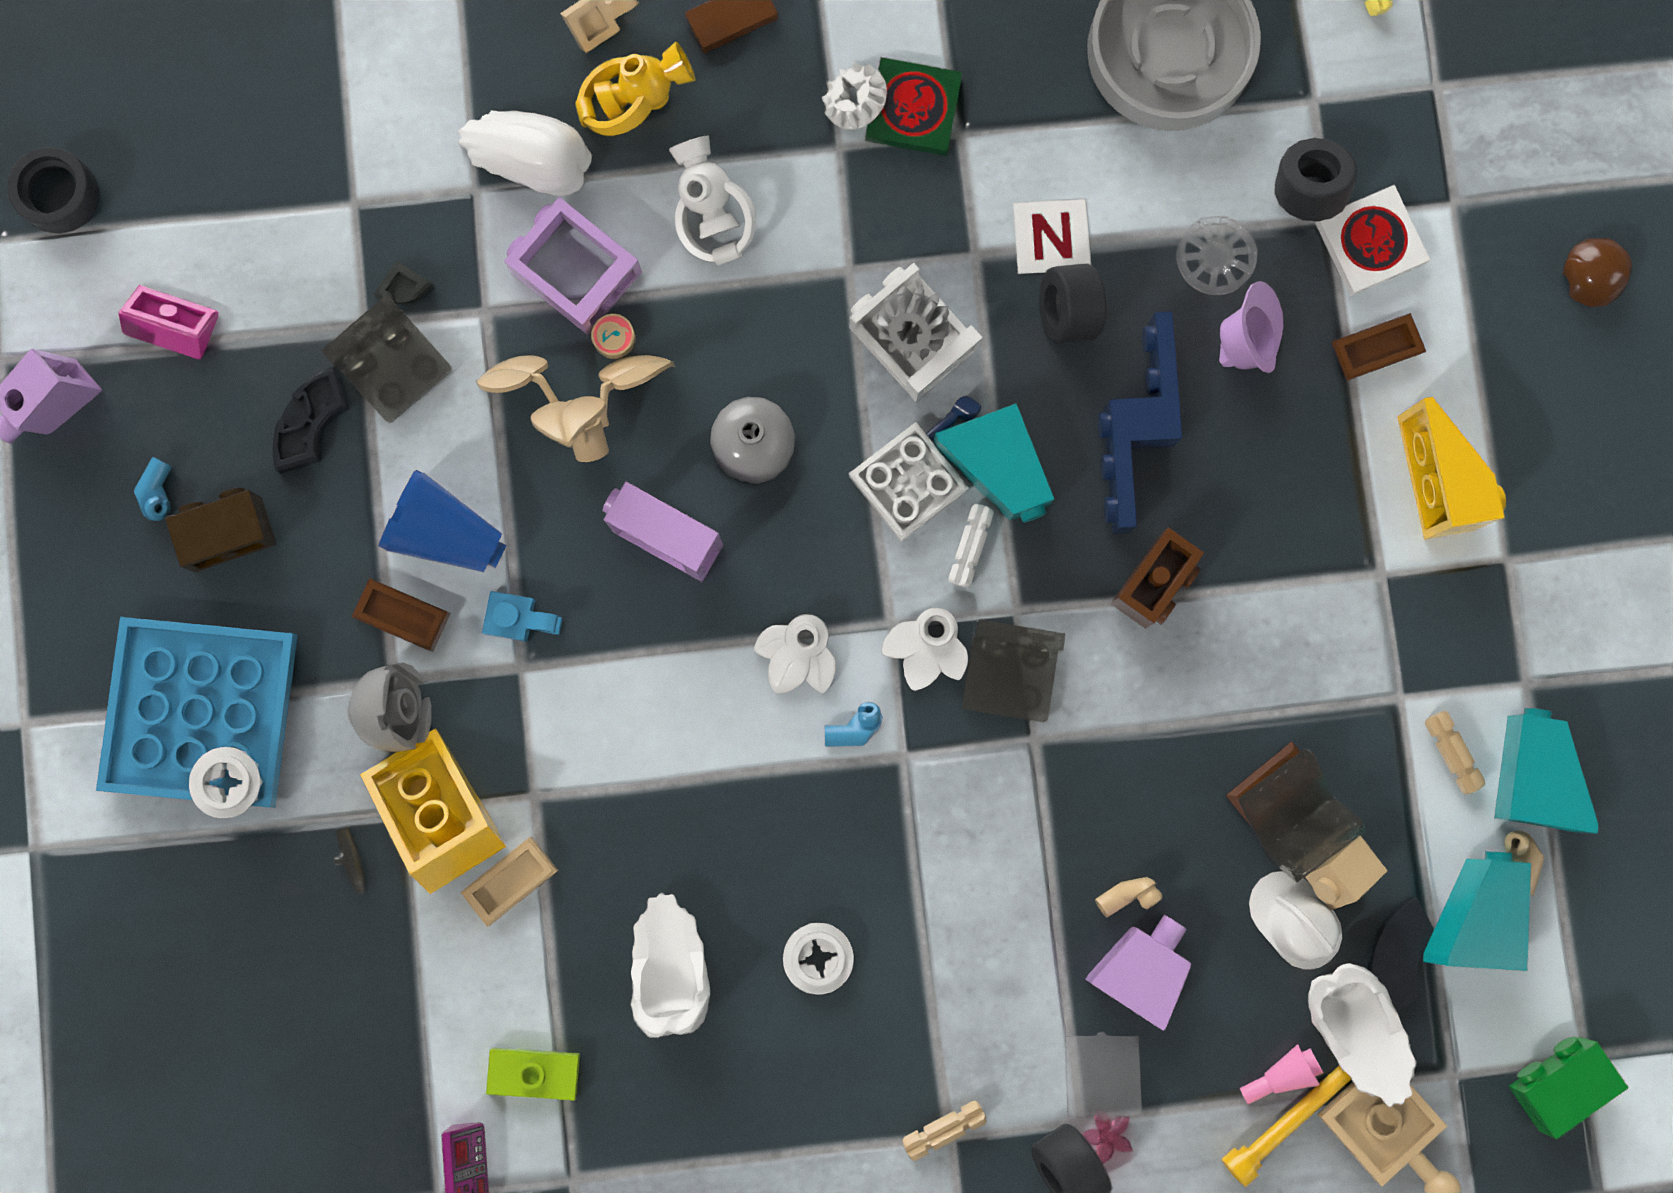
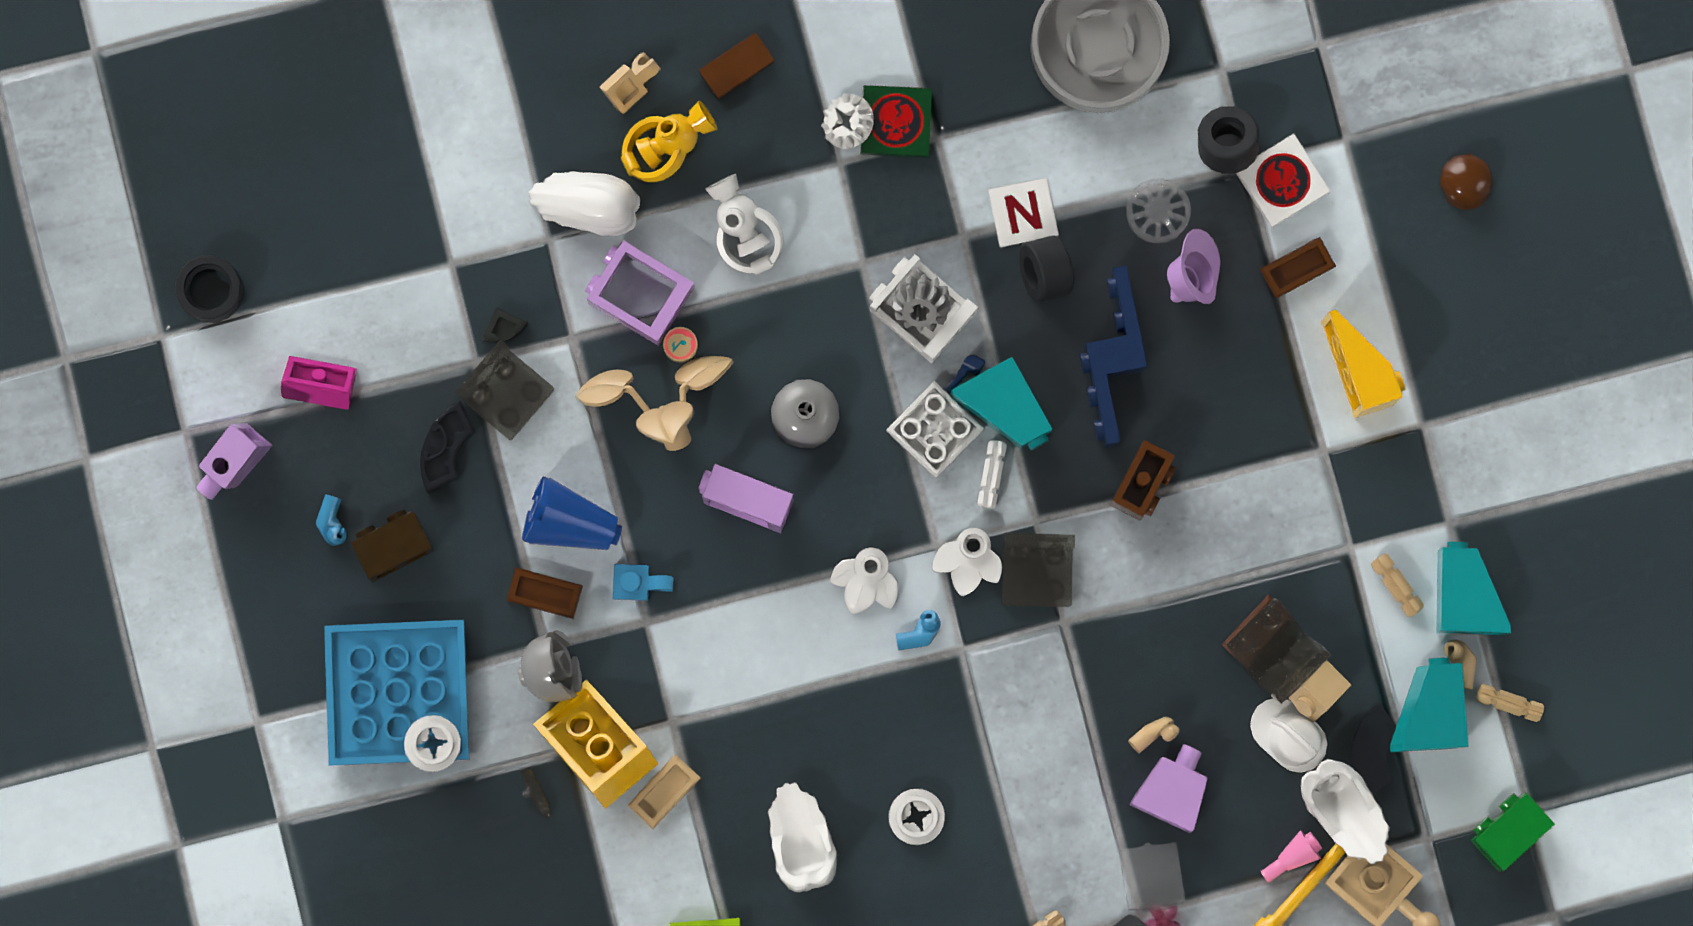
camera: 10 degrees left, 0 degrees up
(1578, 919) = (1509, 702): none -> tan axle

